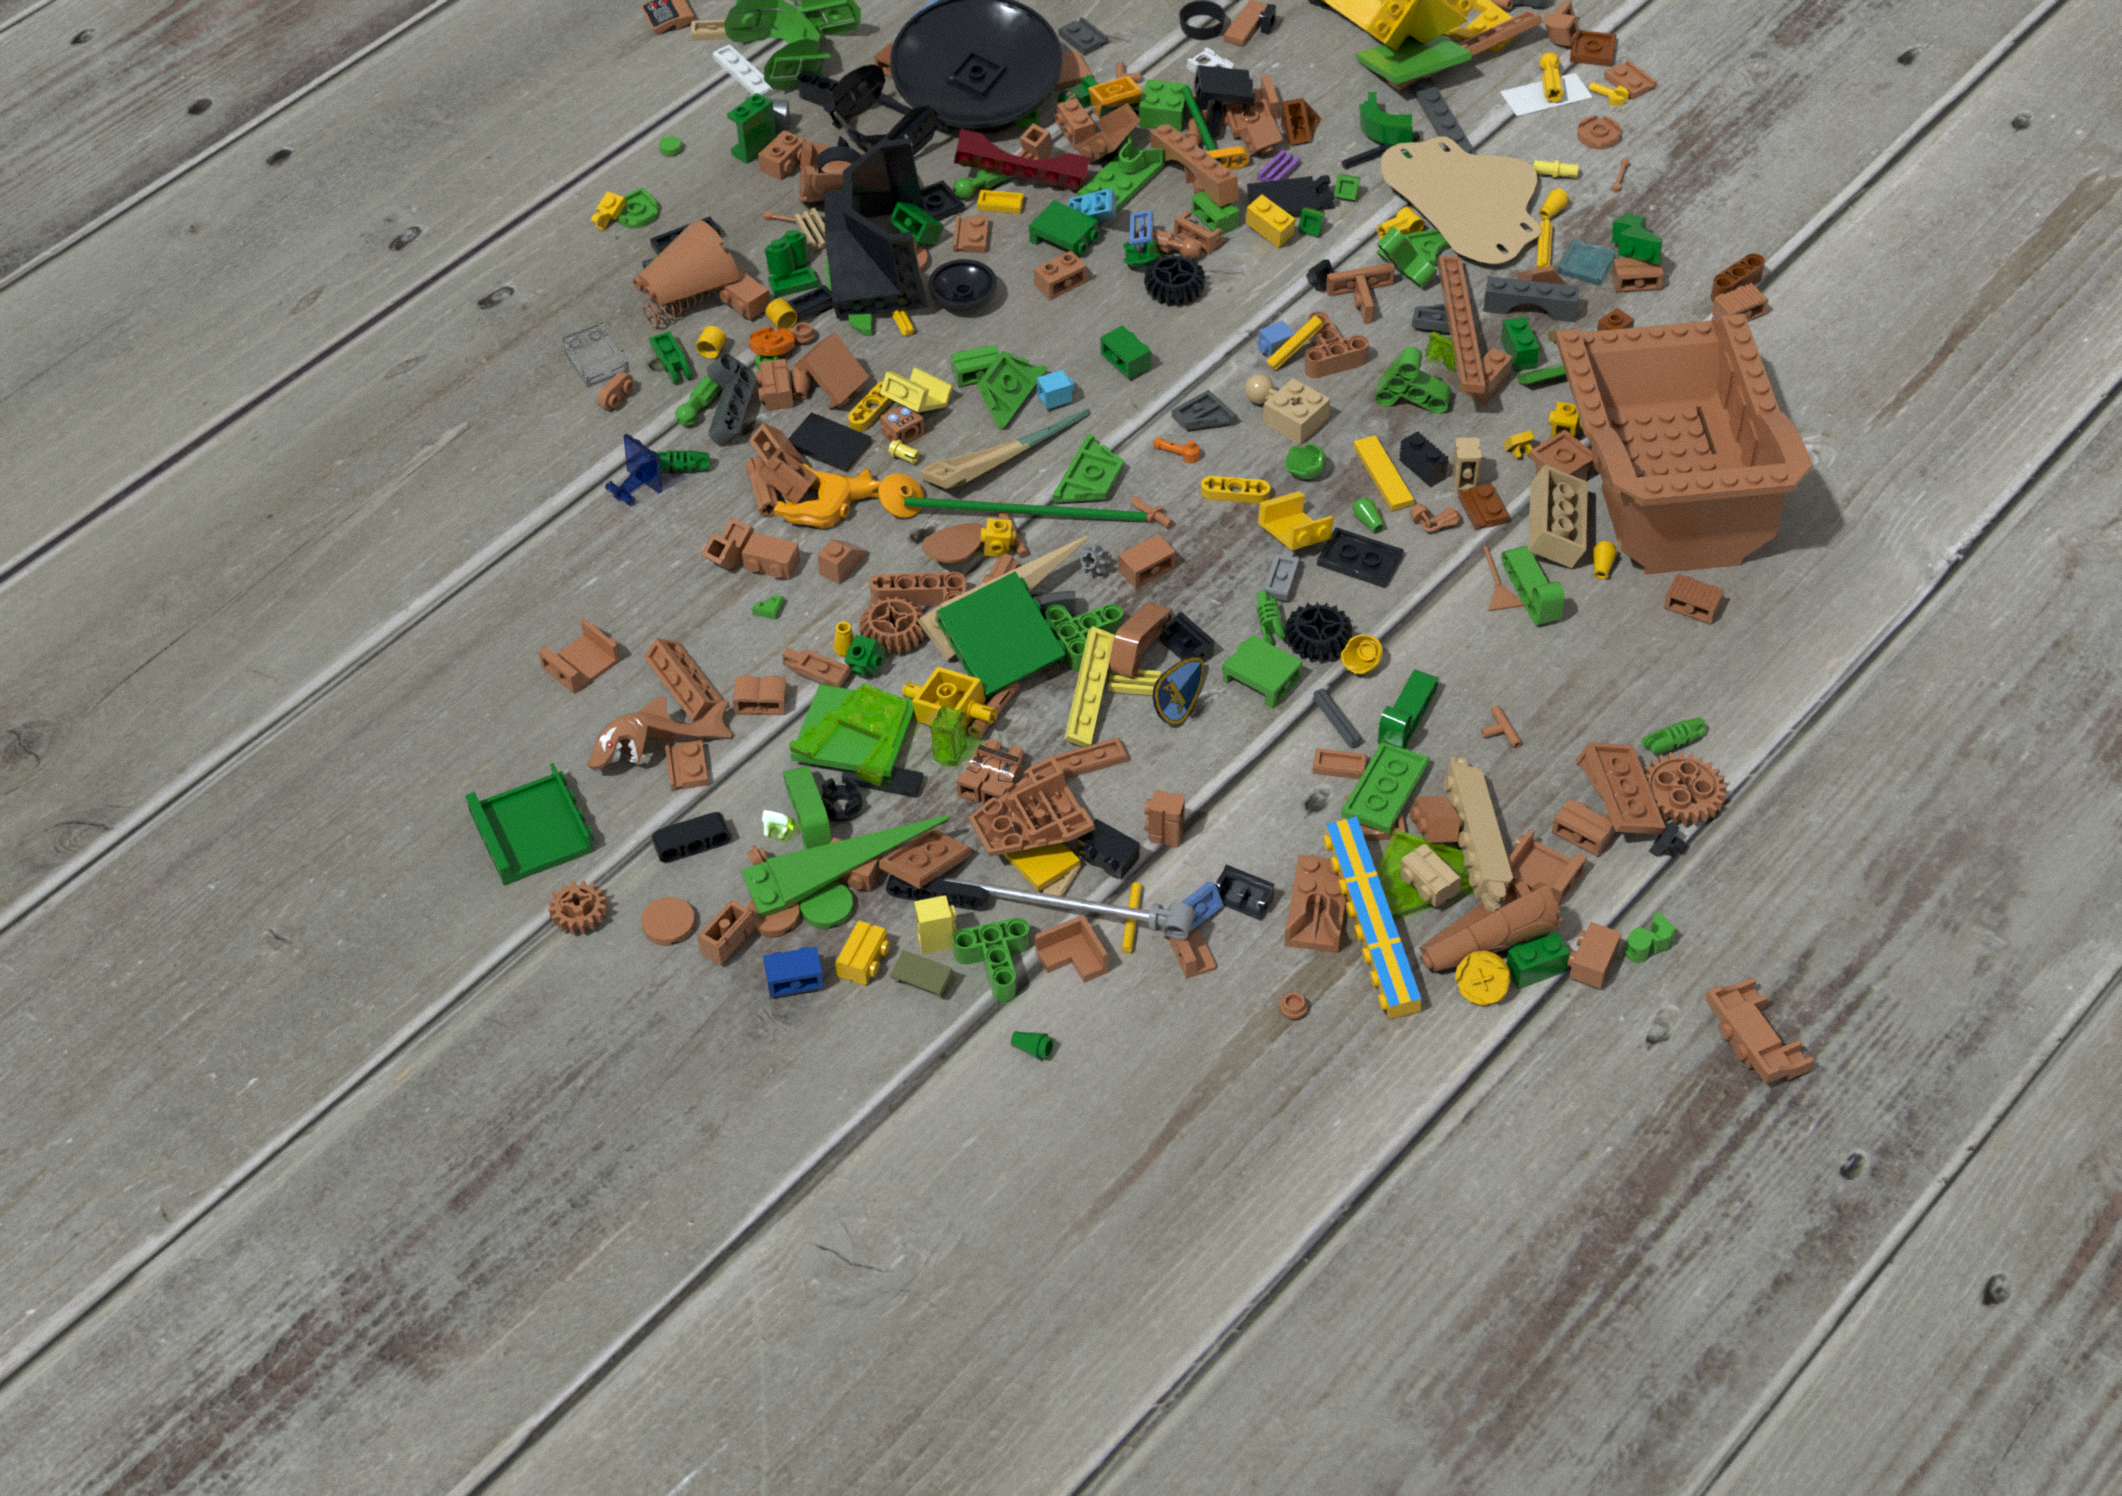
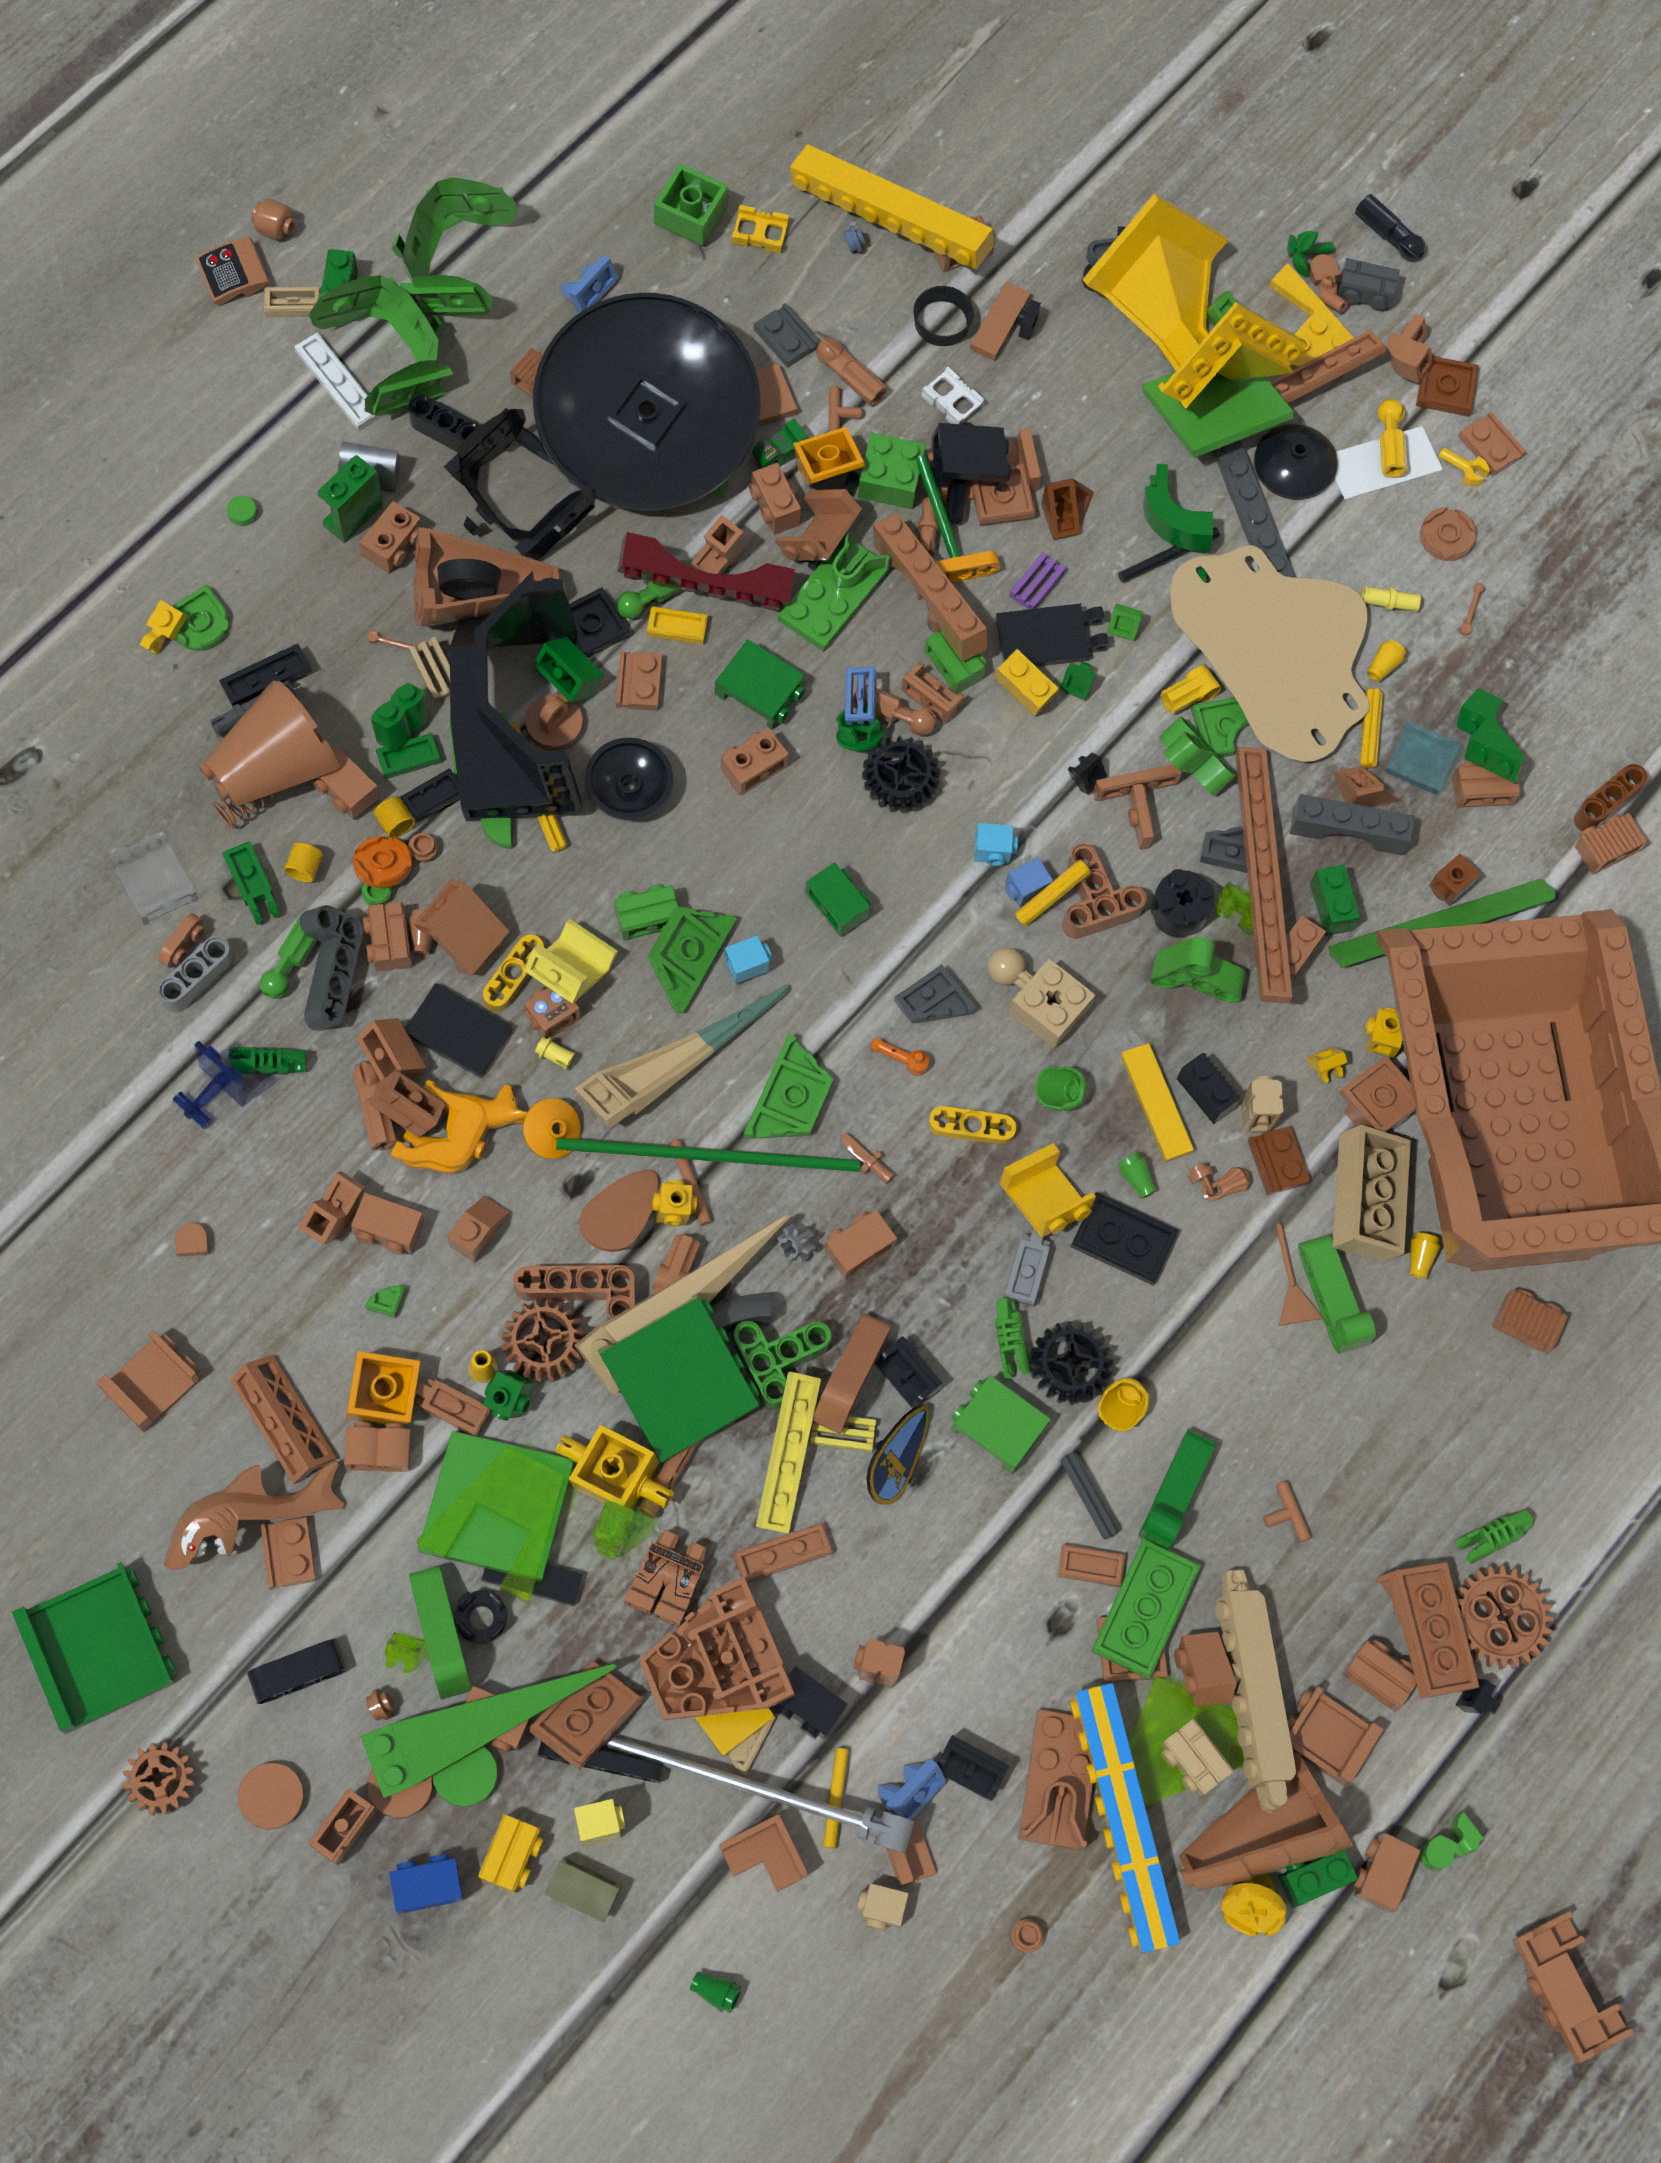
camera: 10 degrees left, 20 degrees up
(616, 572) = (191, 1240): none -> nougat tile
(625, 410) = (199, 960): none -> light grey beam
(763, 651) = (382, 1389): none -> light orange slope
(994, 944) = (673, 1853): bright green beam -> none
(1096, 204) = (799, 650): medium azure slope -> none
(1133, 52) = (851, 371): none -> nougat piece
(1171, 984) = (882, 1906): none -> tan brick
(1249, 318) = (995, 844): none -> medium azure brick
(1261, 136) = (1017, 533): nougat head -> none
(1394, 339) = (1183, 888): none -> black brick
(1477, 95) = (1291, 473): none -> black dish

